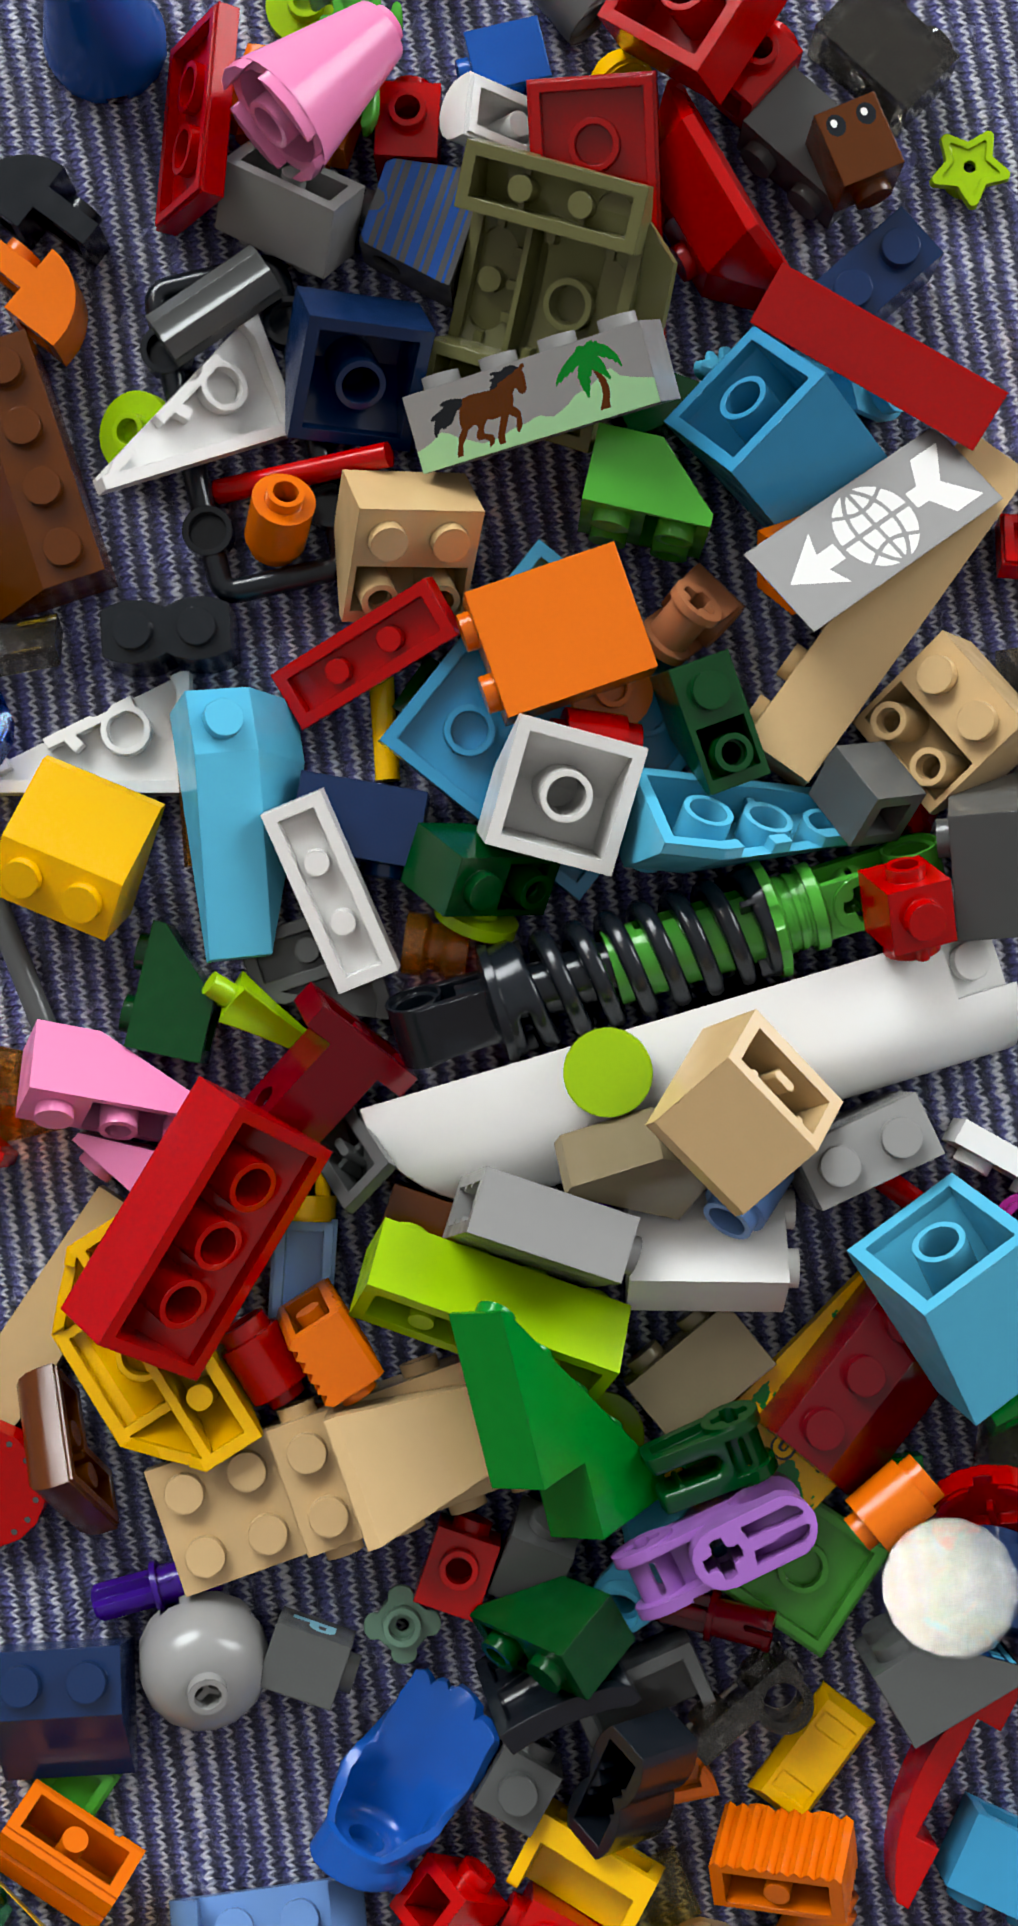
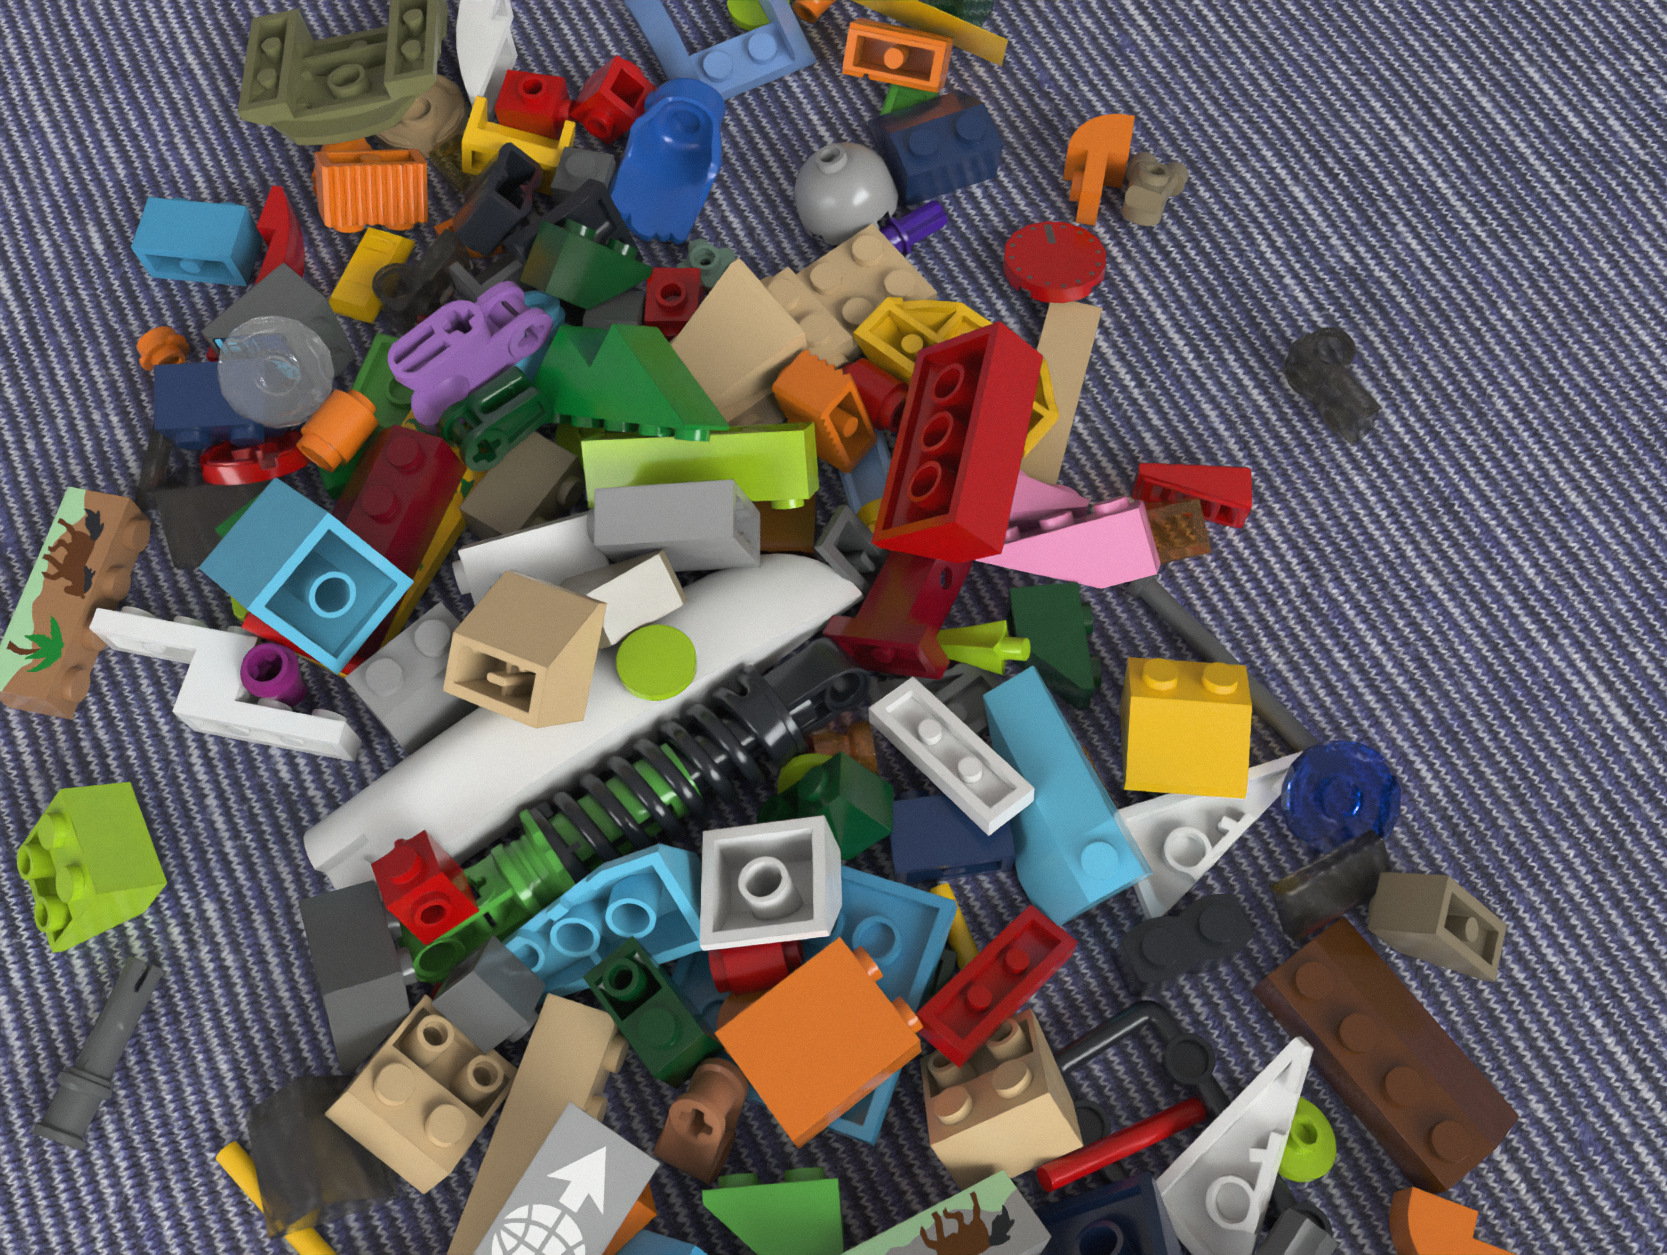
camera: 165 degrees right, 20 degrees down
(58, 1454) = (1002, 275): reddish brown brick -> none
(279, 519) = (1121, 1071): orange brick -> none
(309, 1659) = (766, 220): dark grey brick -> none

